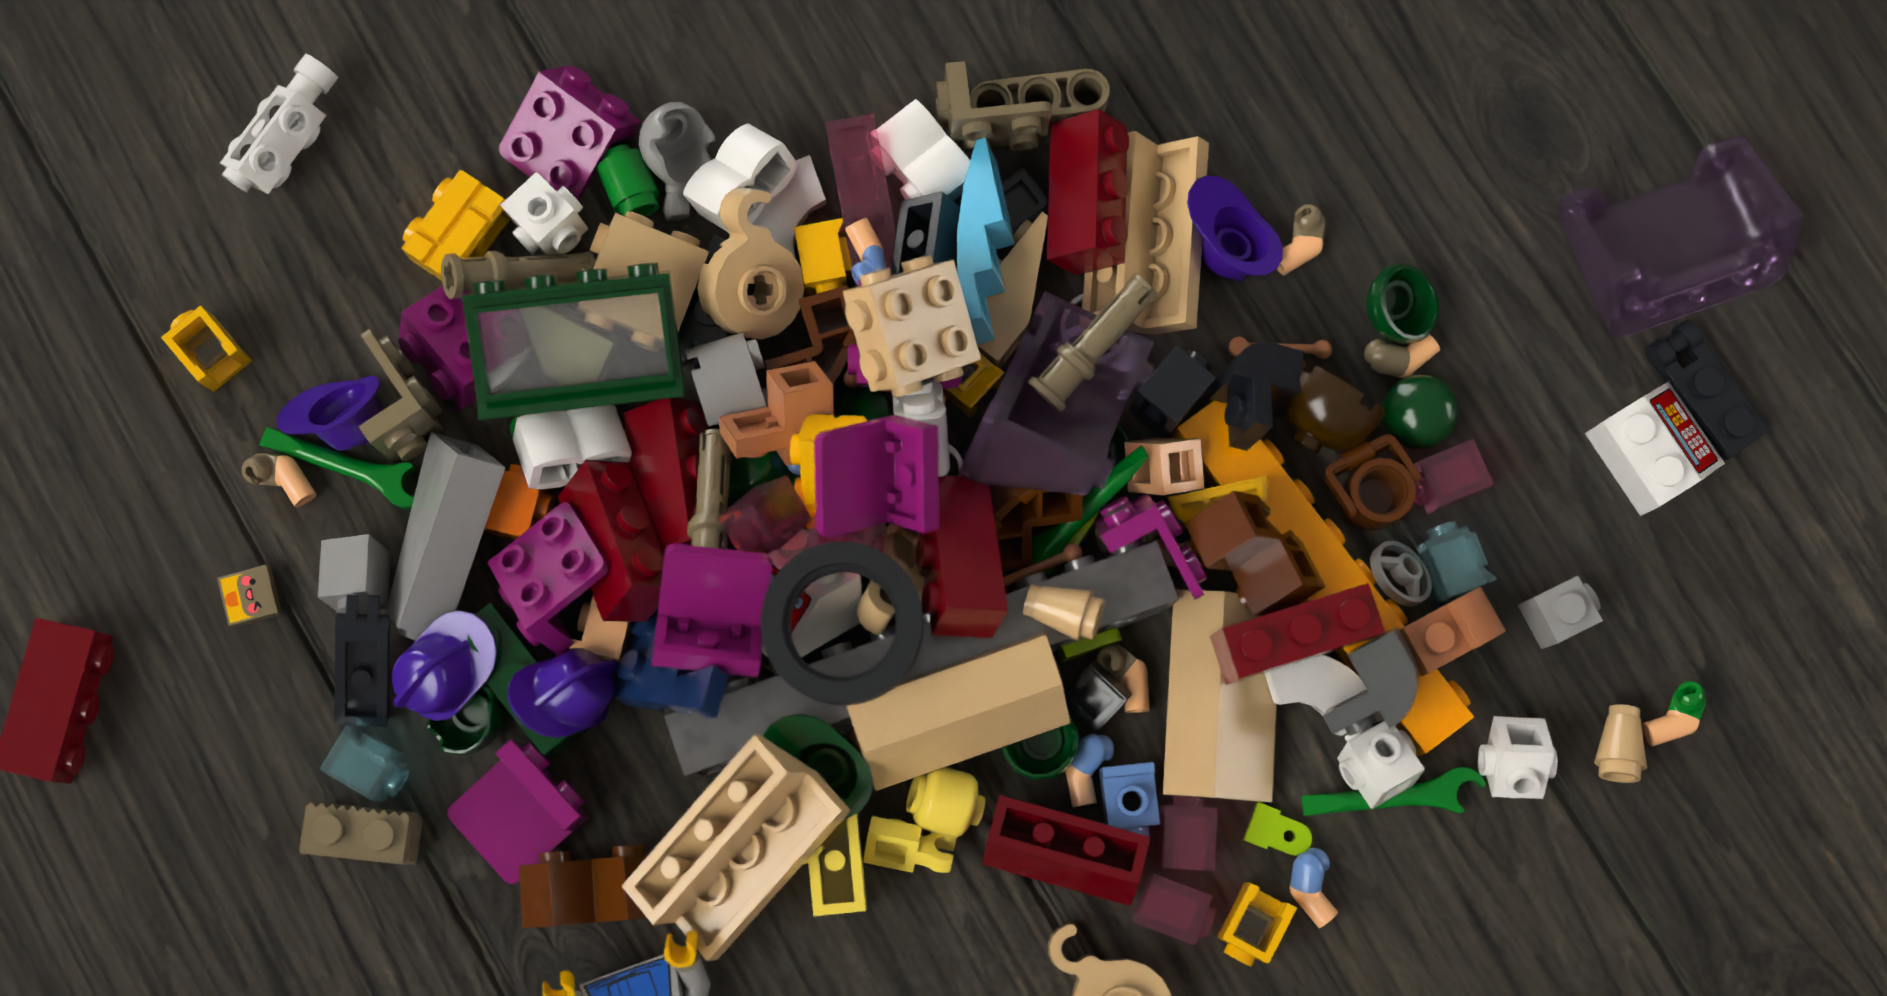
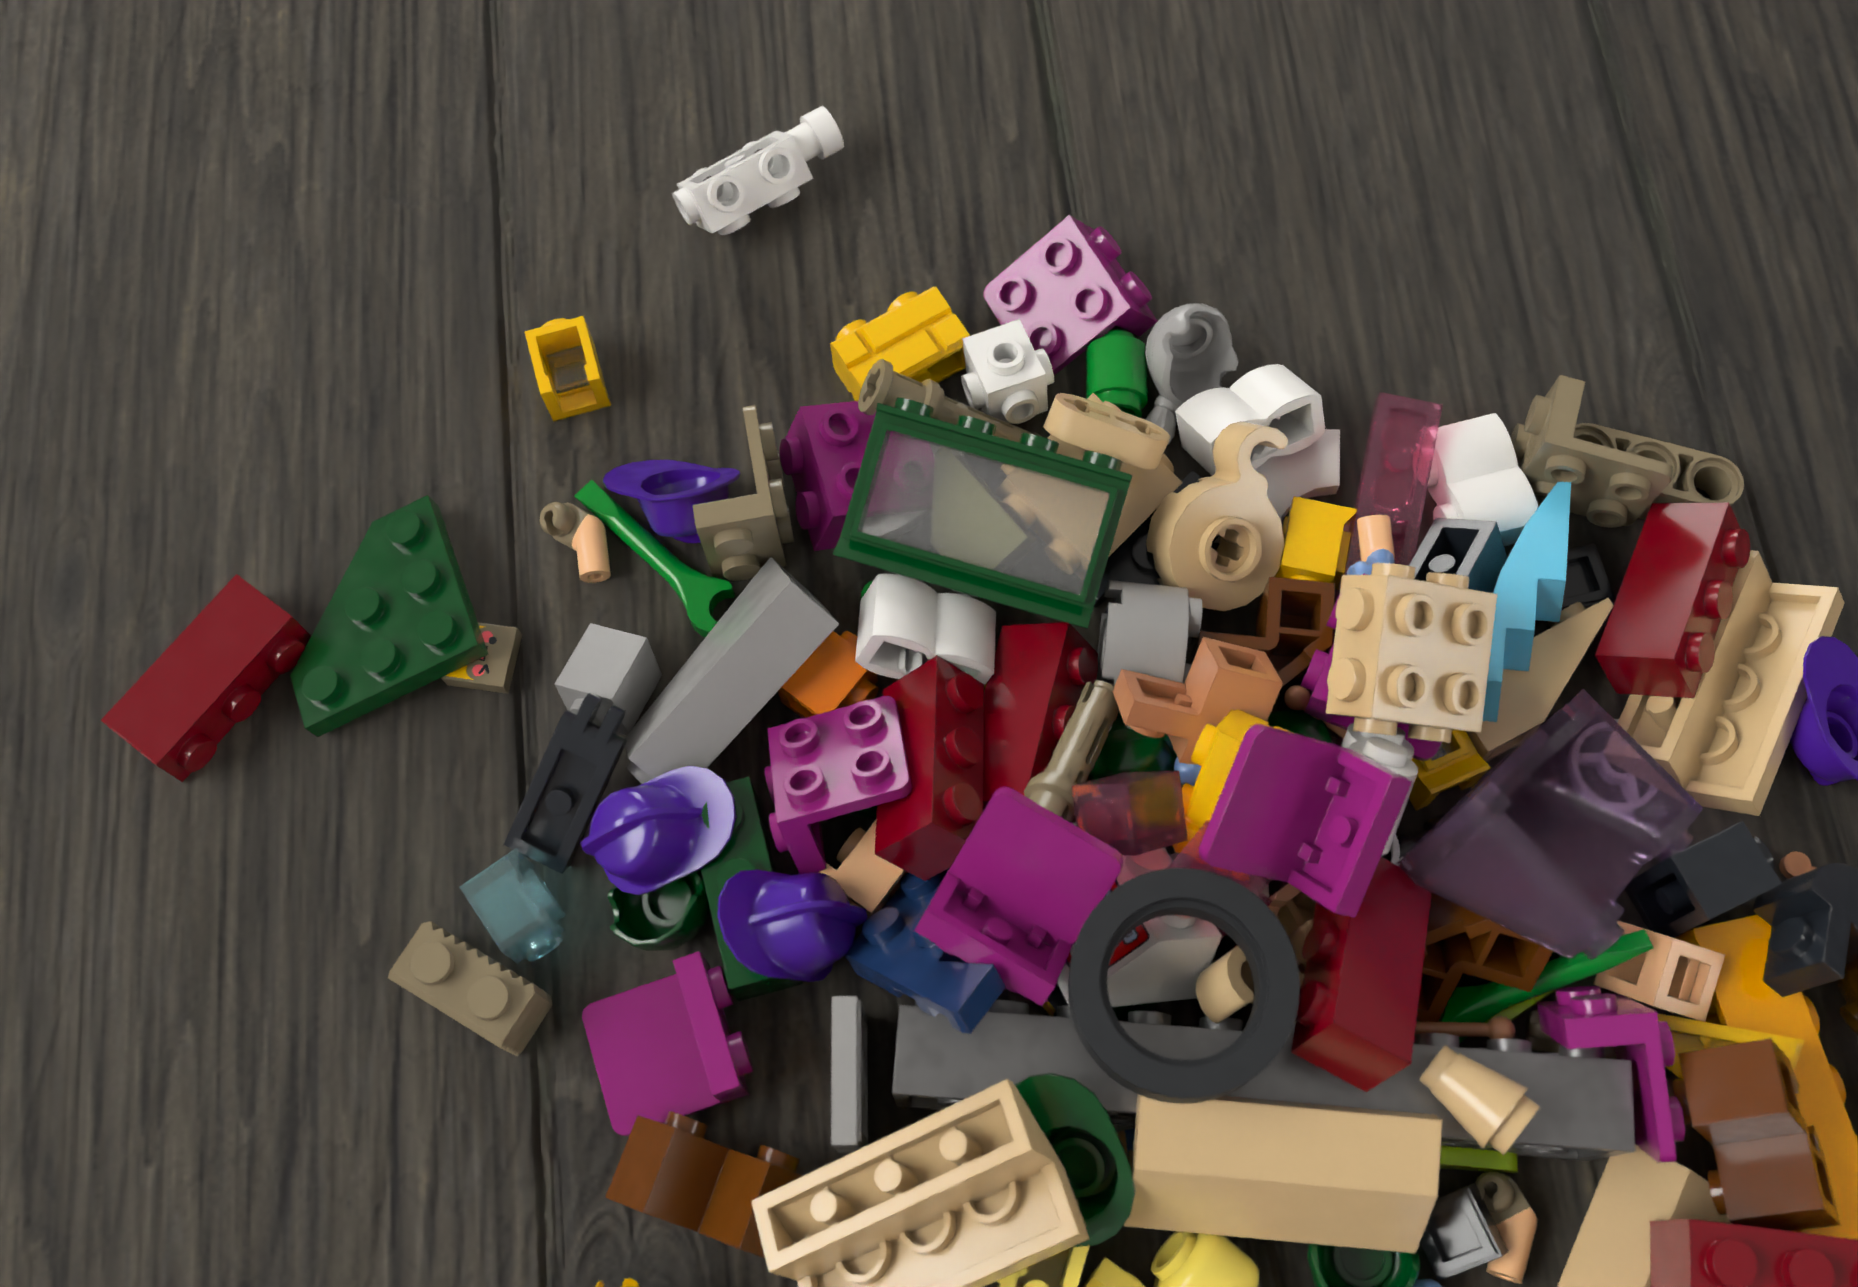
camera: 30 degrees right, 10 degrees down
(167, 600) = (391, 622): none -> dark green plate
(637, 242) = (1106, 431): none -> tan beam
(651, 775) = (849, 1075): none -> light grey tile
(1077, 360) = (1601, 788): dark tan pin -> none

